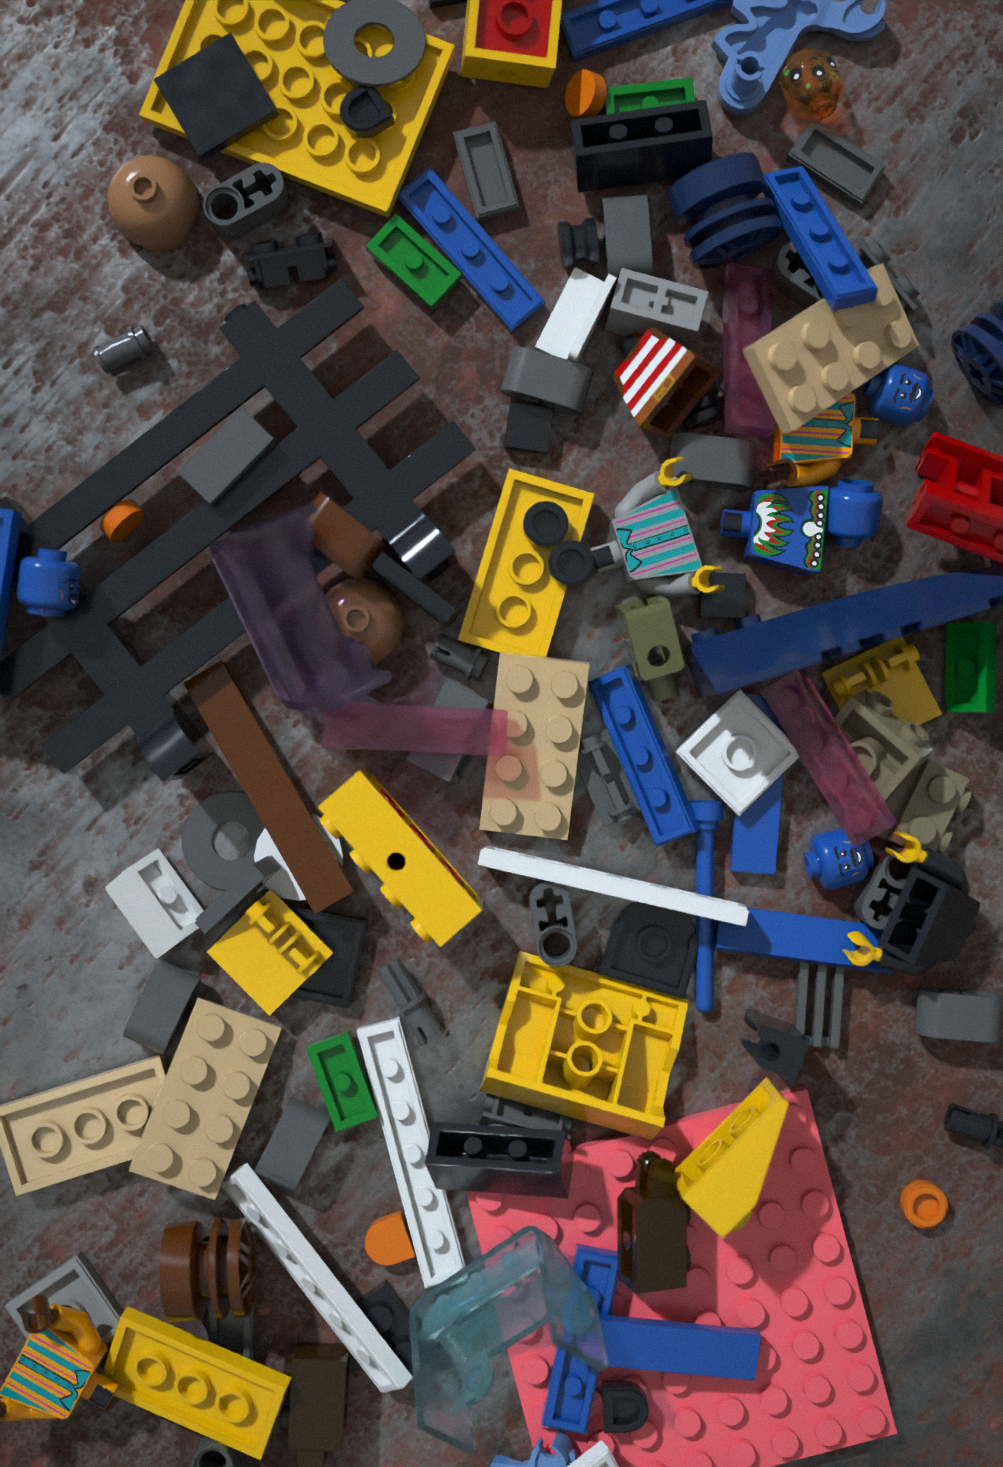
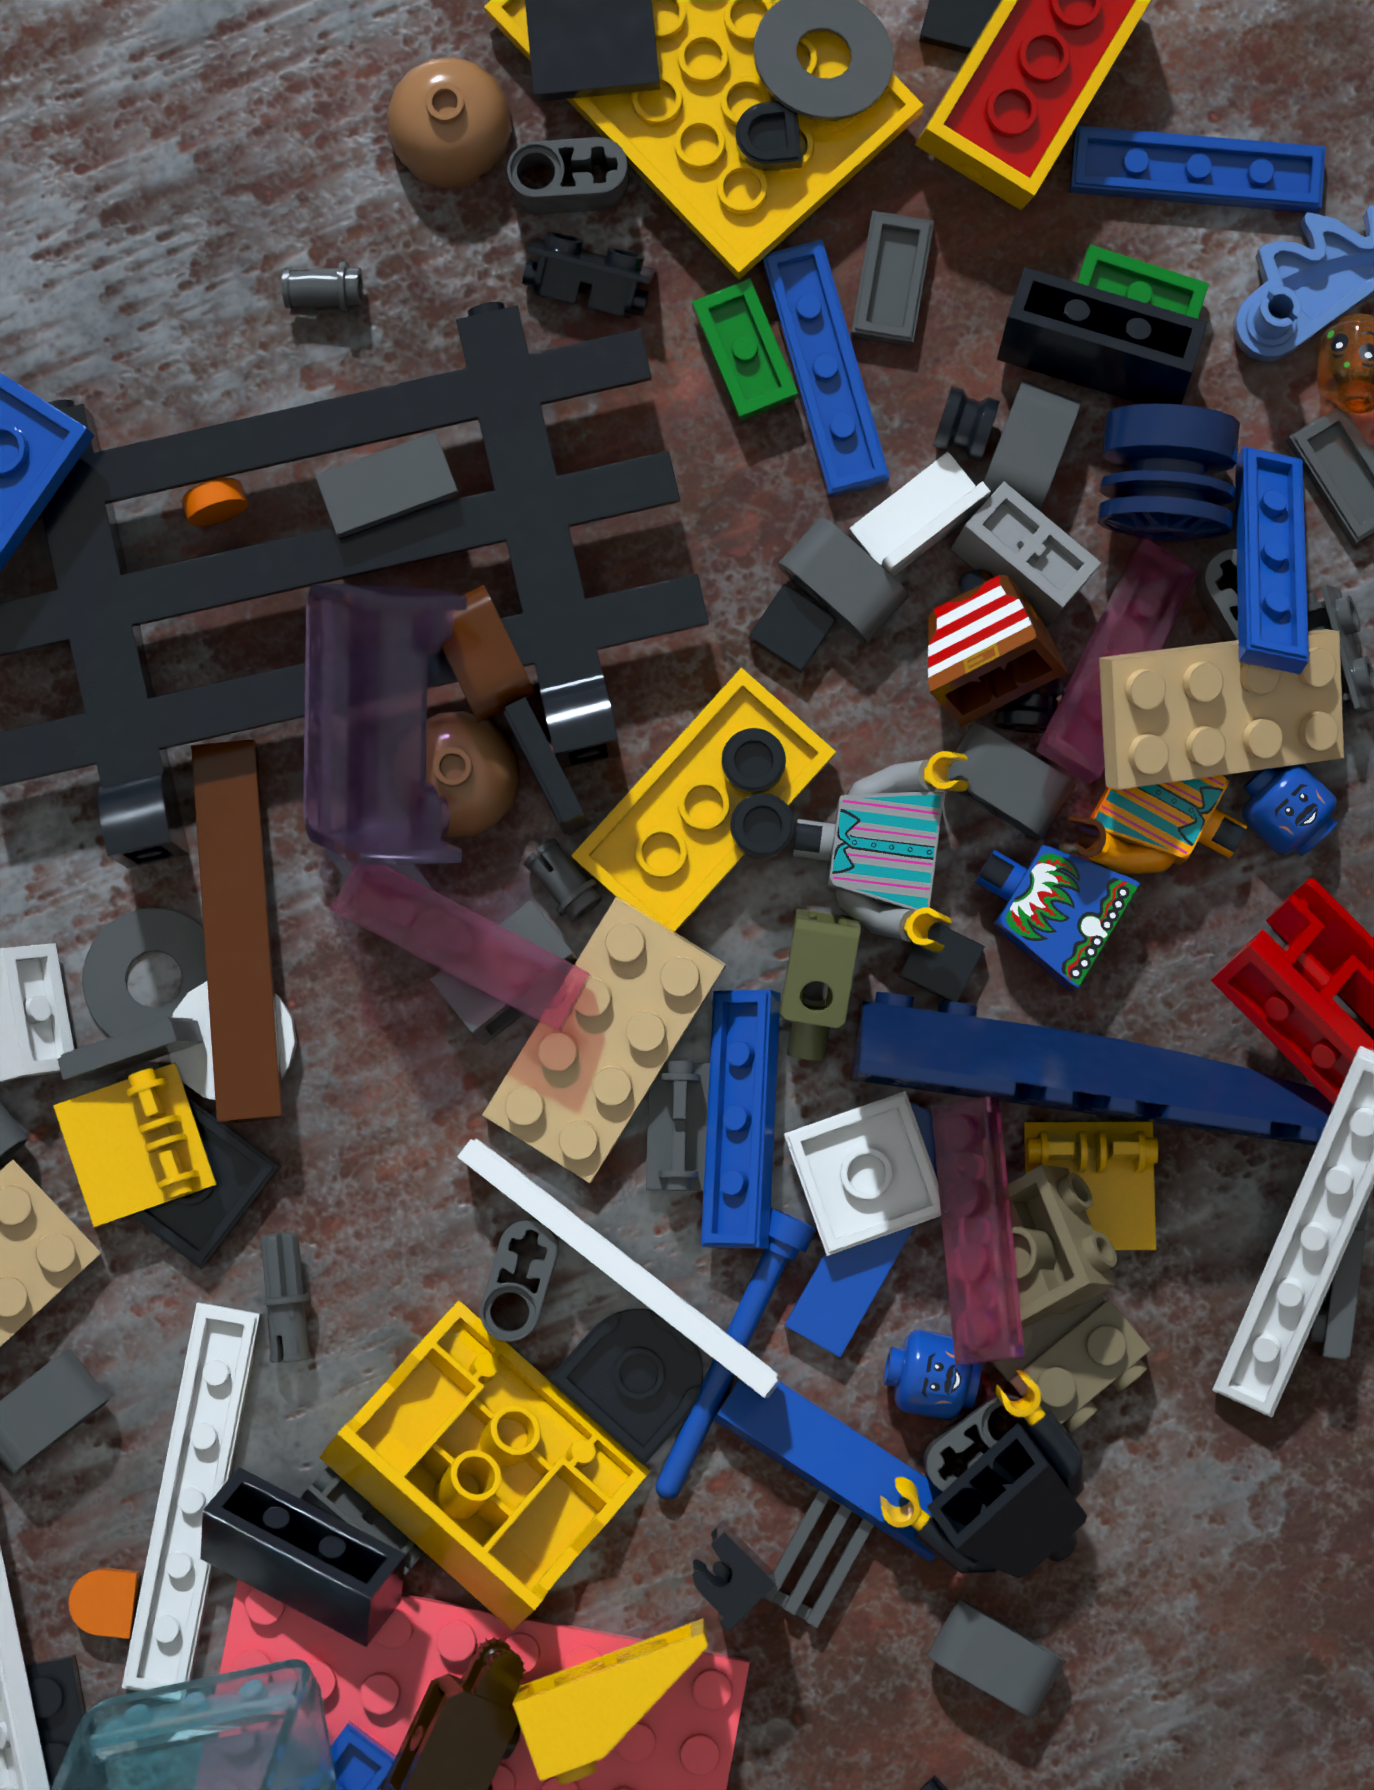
camera: 25 degrees right, 5 degrees down
(49, 583) = (85, 539): blue head -> none
(342, 1080) = (146, 1360): green plate -> none
(424, 884) = (352, 1051): yellow brick -> none
(585, 94) = (1063, 241): orange tile -> none
(853, 511) = (1158, 931): blue head -> none
(970, 667) = (1221, 1206): green plate -> none

